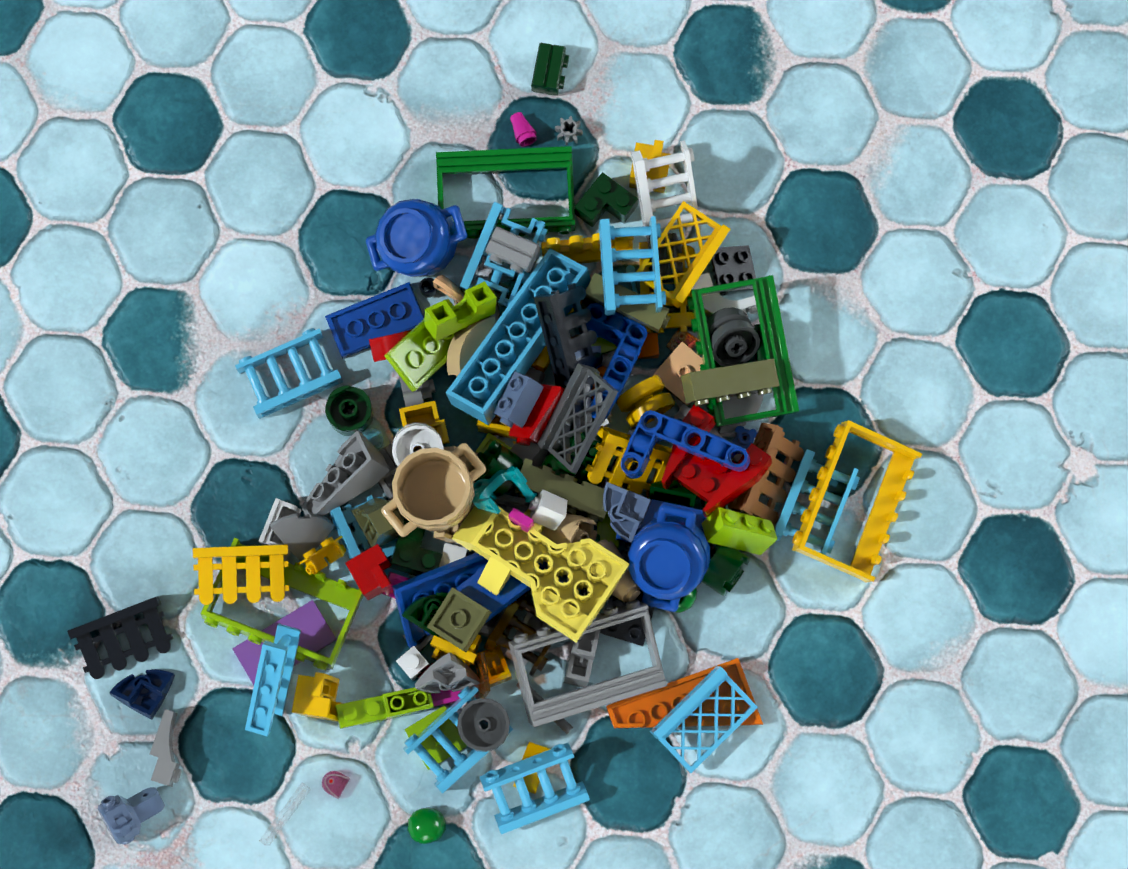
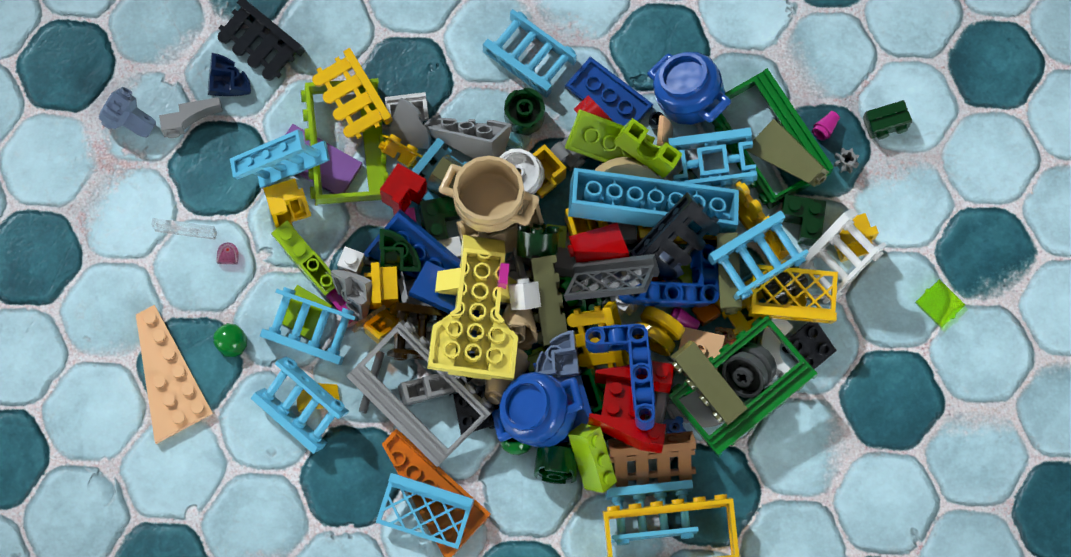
camera: 60 degrees right, 5 degrees down
(459, 619) = (400, 273): olive plate -> none
(470, 719) = (326, 324): dark grey wheel -> none
(485, 487) = (513, 236): teal piece -> none
(512, 250) = (719, 161): light grey brick -> none
(518, 400) = (598, 225): sand blue brick -> none
(534, 182) = (783, 151): none -> olive slope
(643, 371) = (685, 318): none -> dark pink cone
(754, 124) = (940, 303): none -> clear neon green piece

